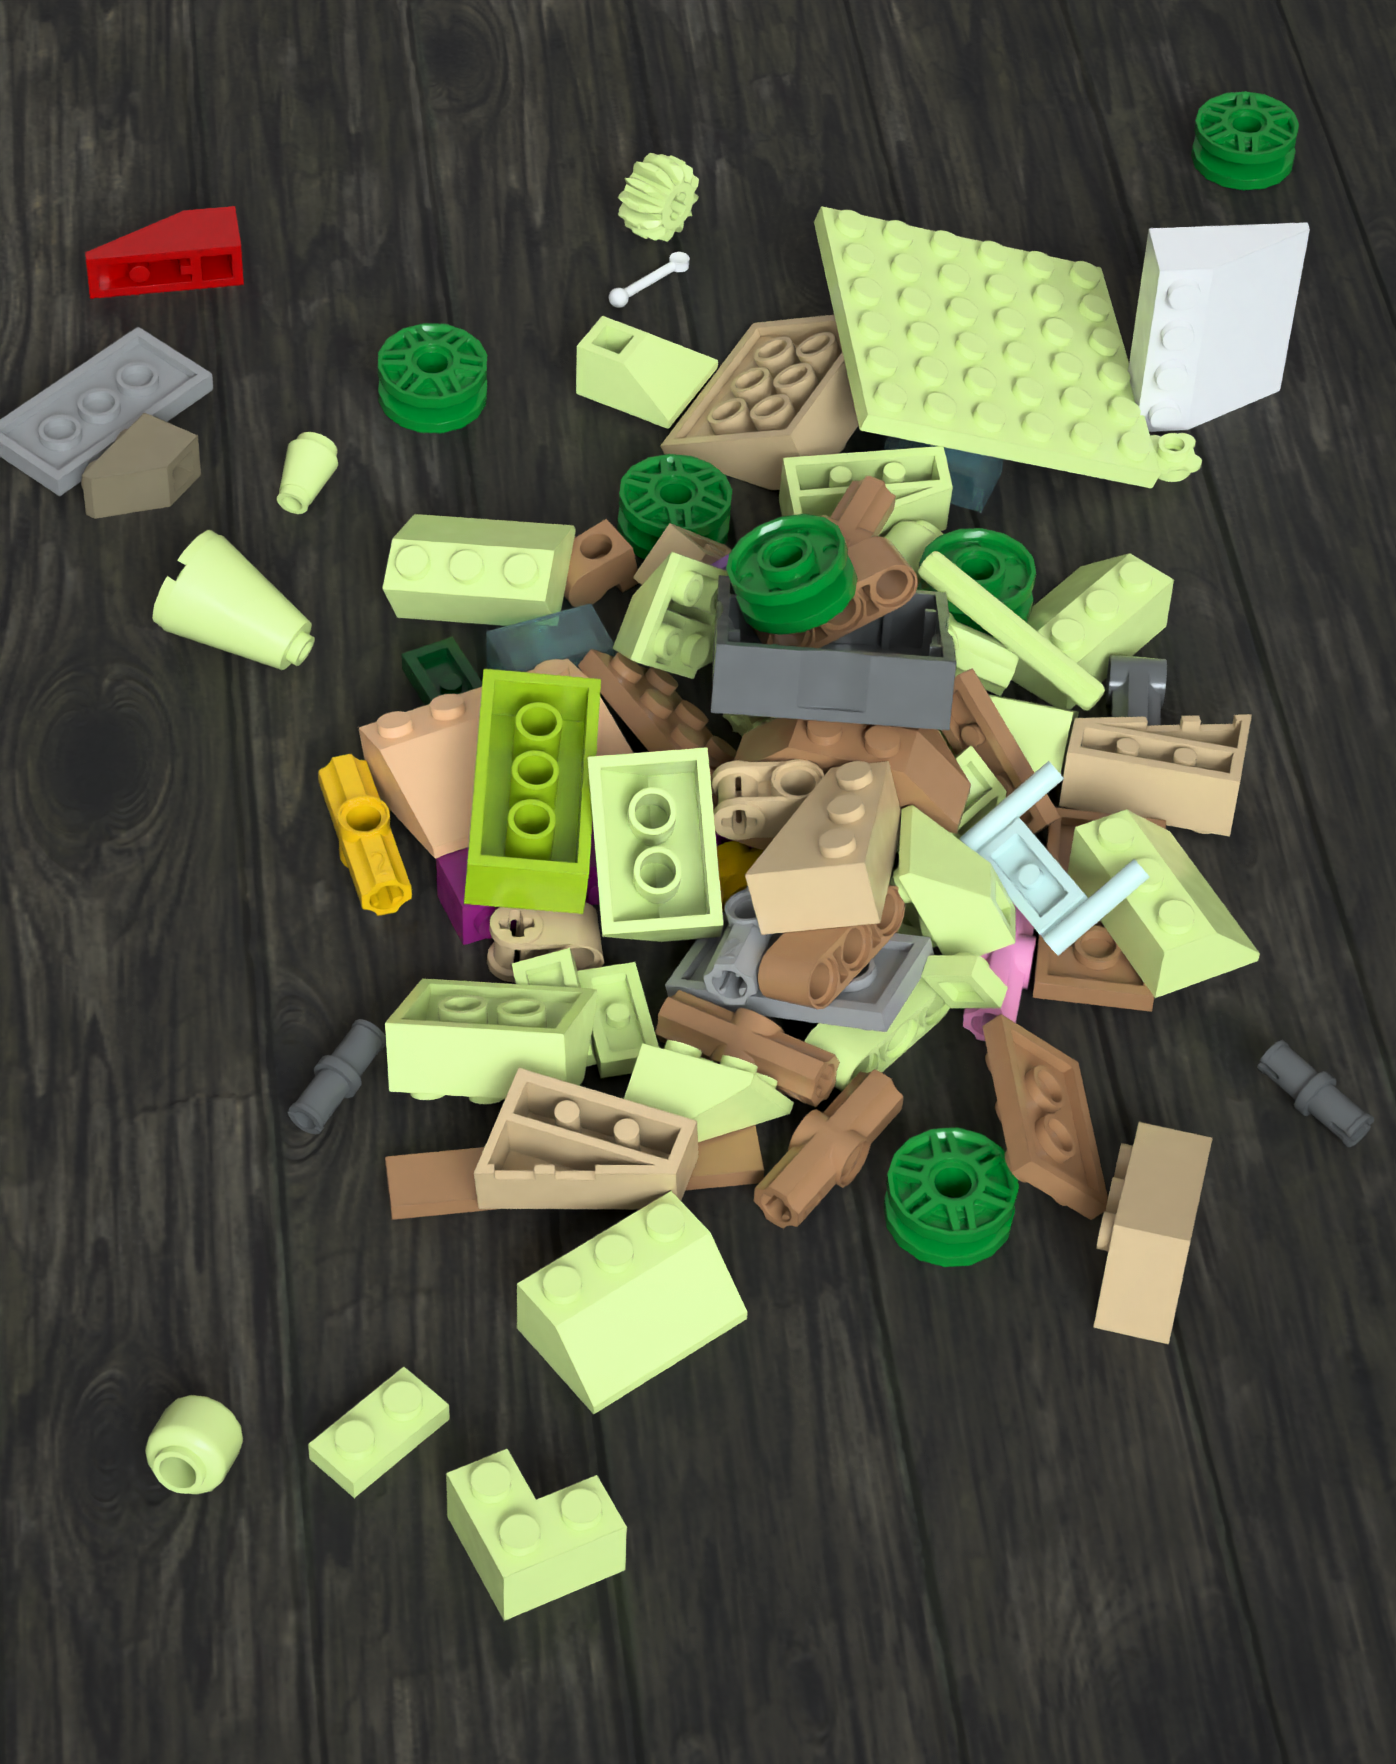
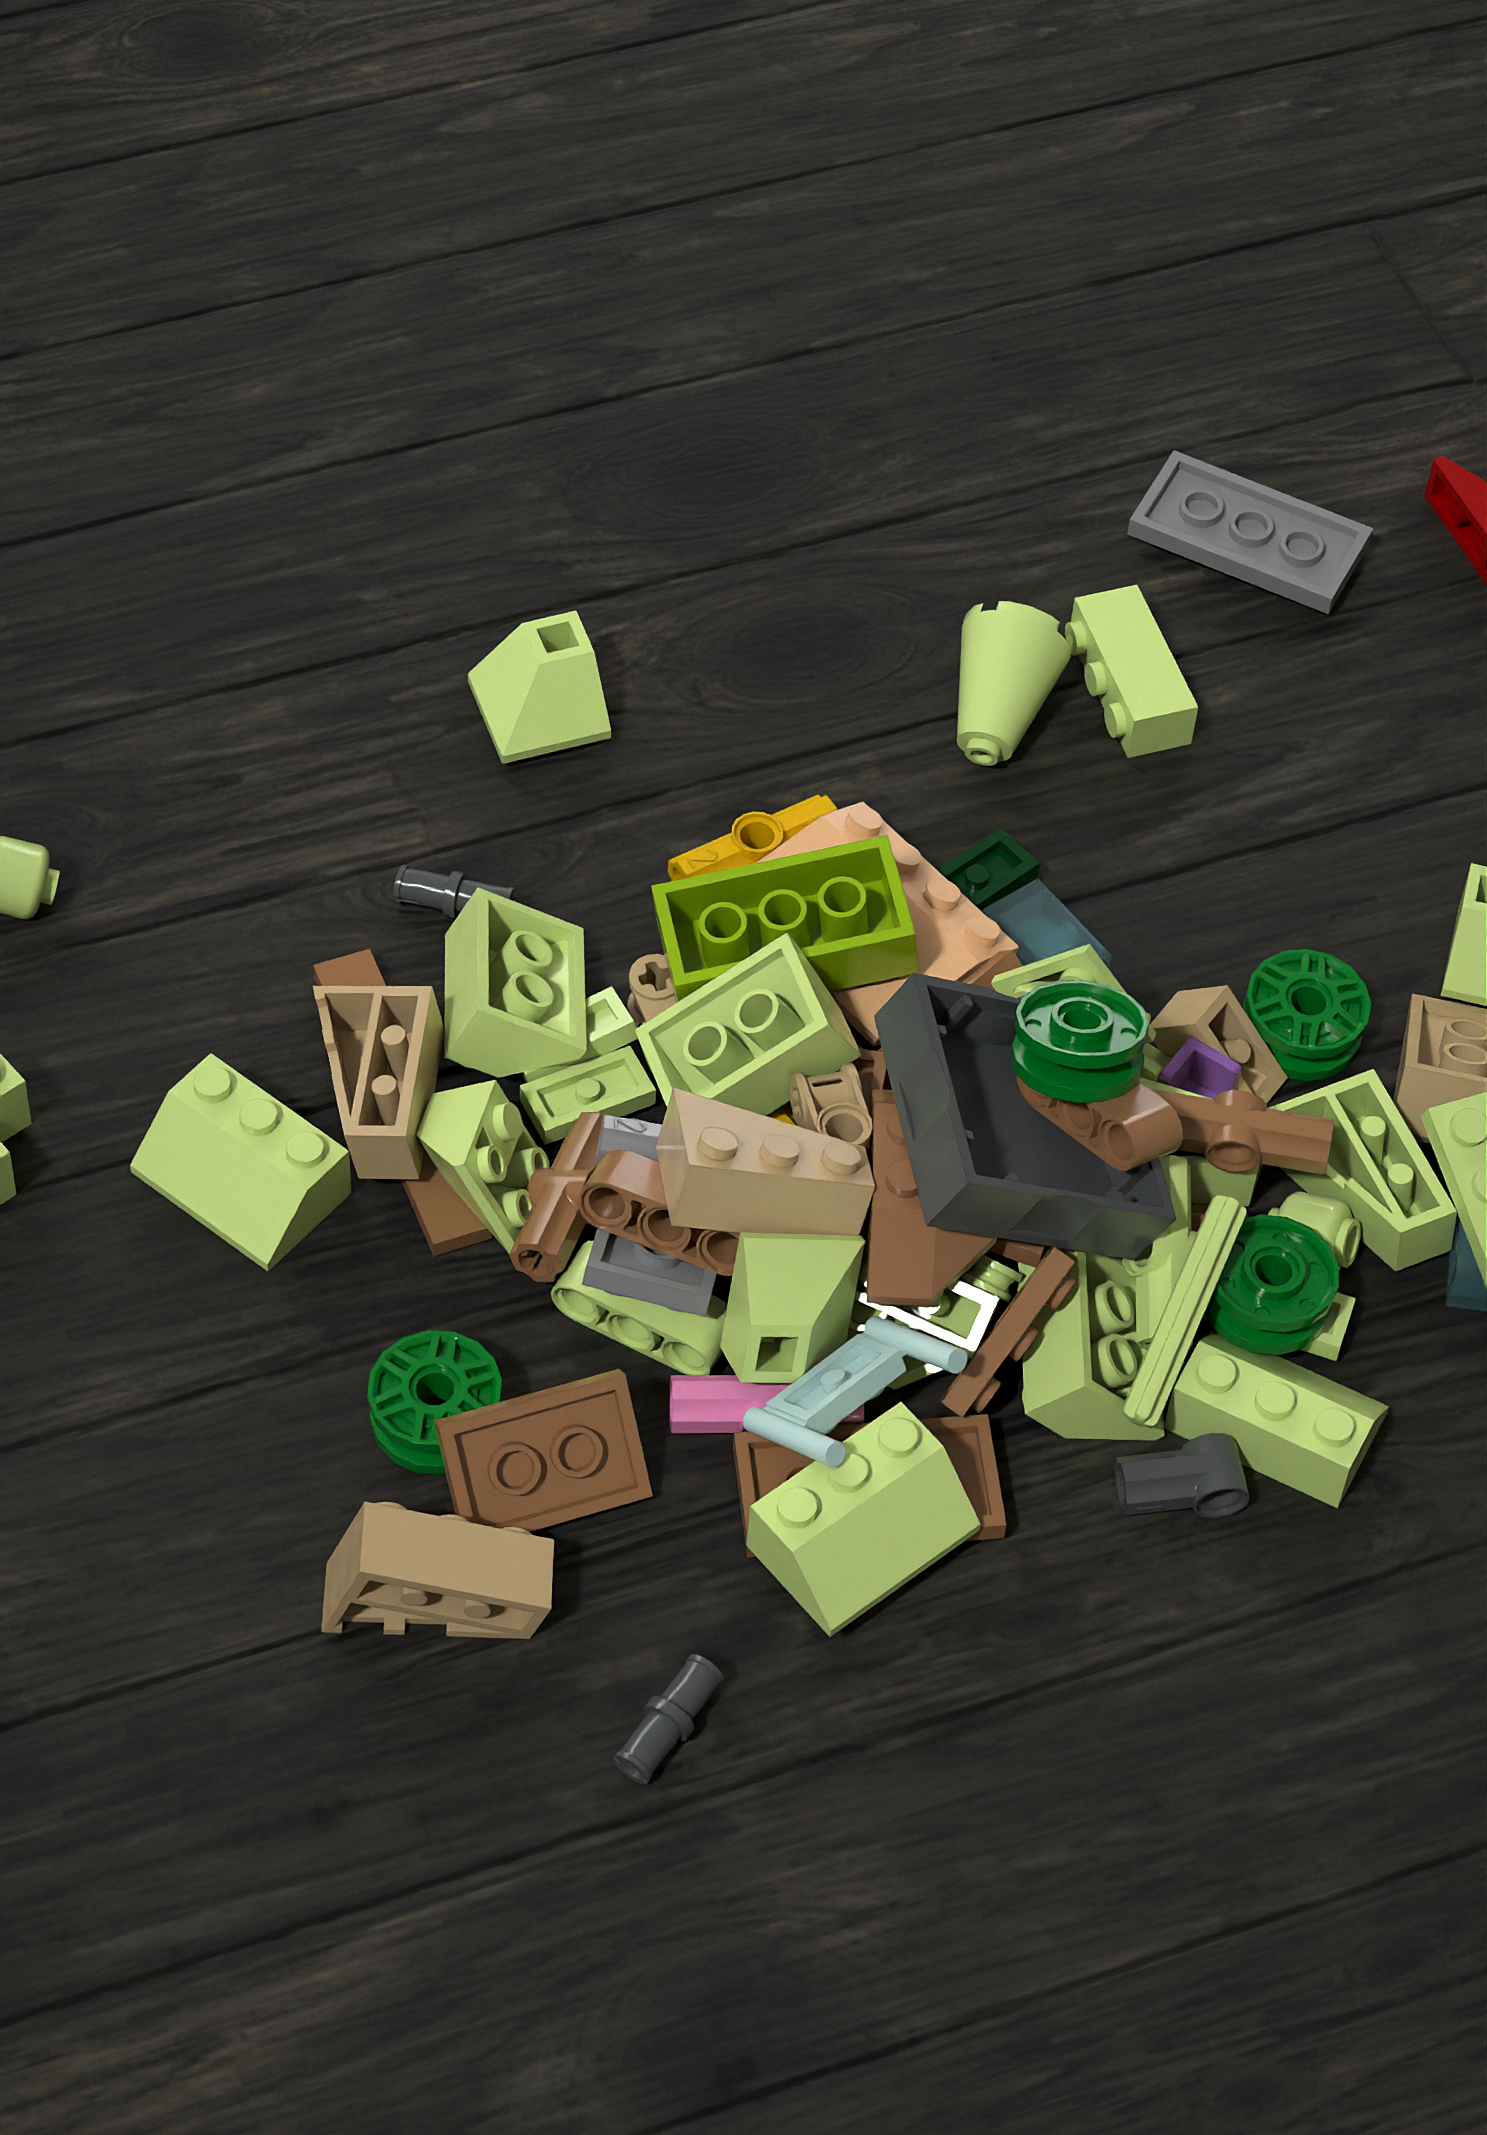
camera: 75 degrees right, 5 degrees up
(104, 952) = (541, 689): none -> yellowish green slope
(142, 469) = (1176, 577): dark tan slope -> none
(263, 520) = (1132, 671): none -> yellowish green brick
(306, 470) = (1233, 705): yellowish green cone -> none
(378, 1432) = (69, 1012): yellowish green plate -> none
(432, 378) = (1412, 776): green wheel -> none
(477, 569) = (1131, 856): yellowish green slope -> none
(598, 563) = (1191, 957): medium nougat leg -> none
(828, 1149) = (472, 1292): medium nougat piece -> none
(964, 981) = (681, 1348): yellowish green plate -> none
(1157, 771) = (1069, 1512): tan wedge -> none

